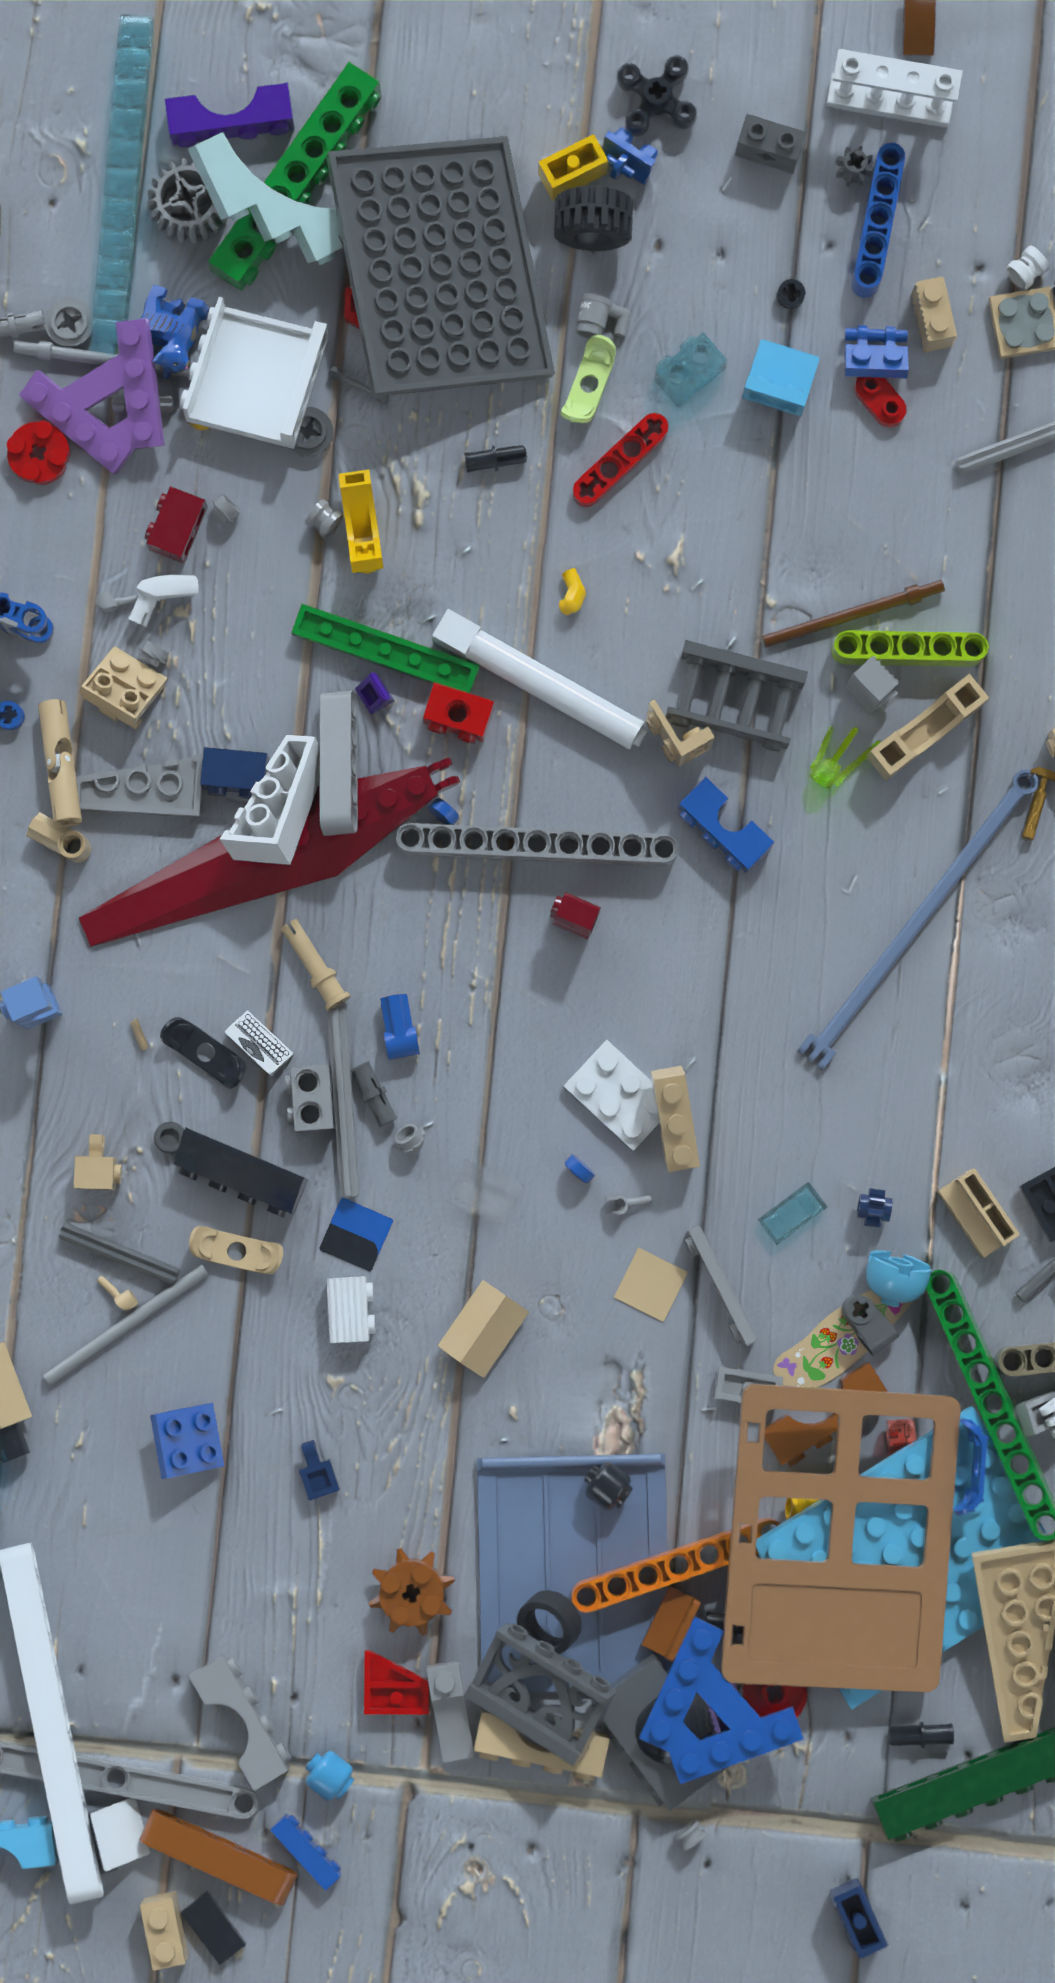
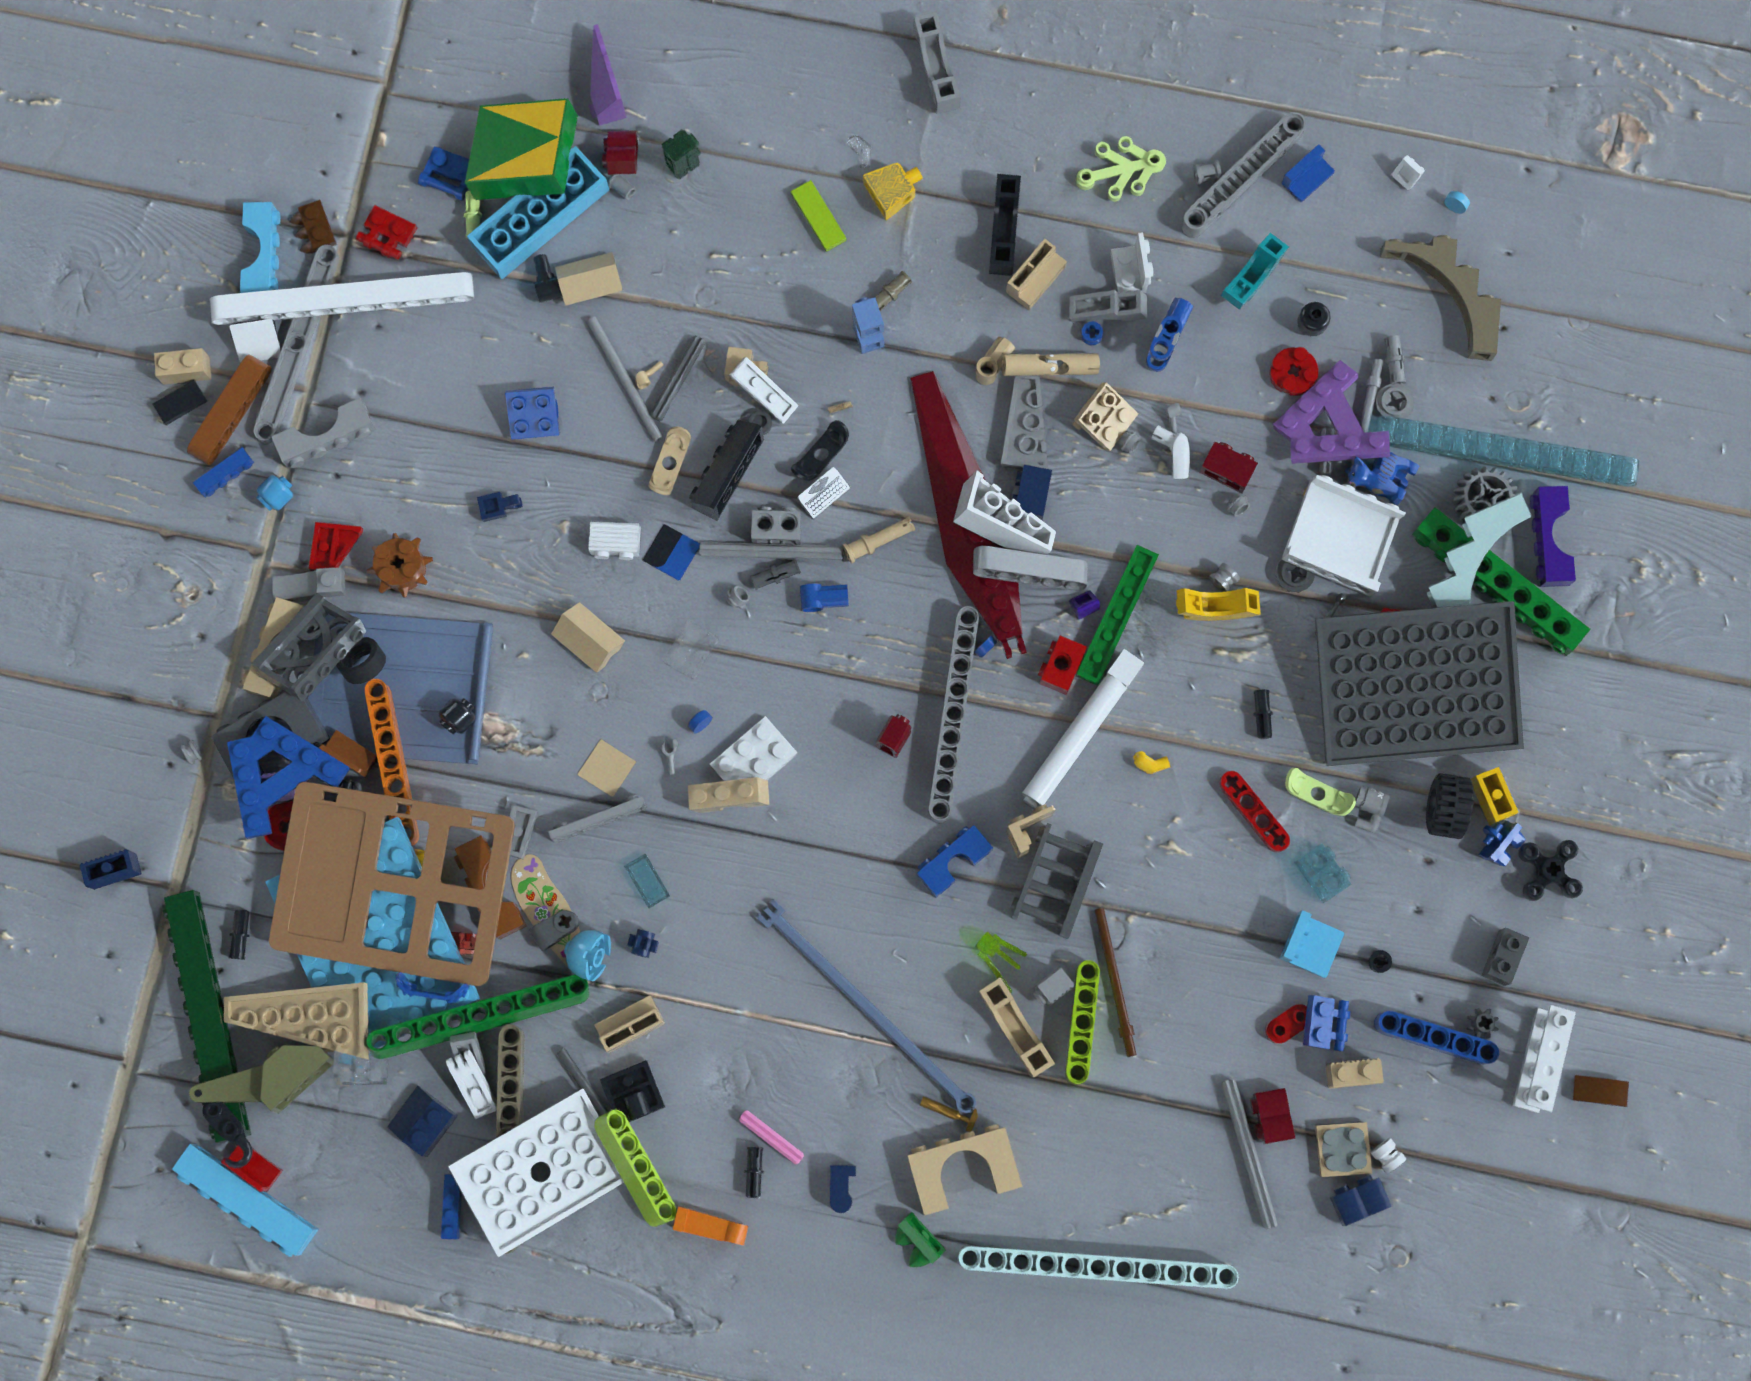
camera: 100 degrees right, 5 degrees down
(128, 1135) = (763, 390): none -> white tile
(997, 408) = (1273, 1116): none -> dark red brick

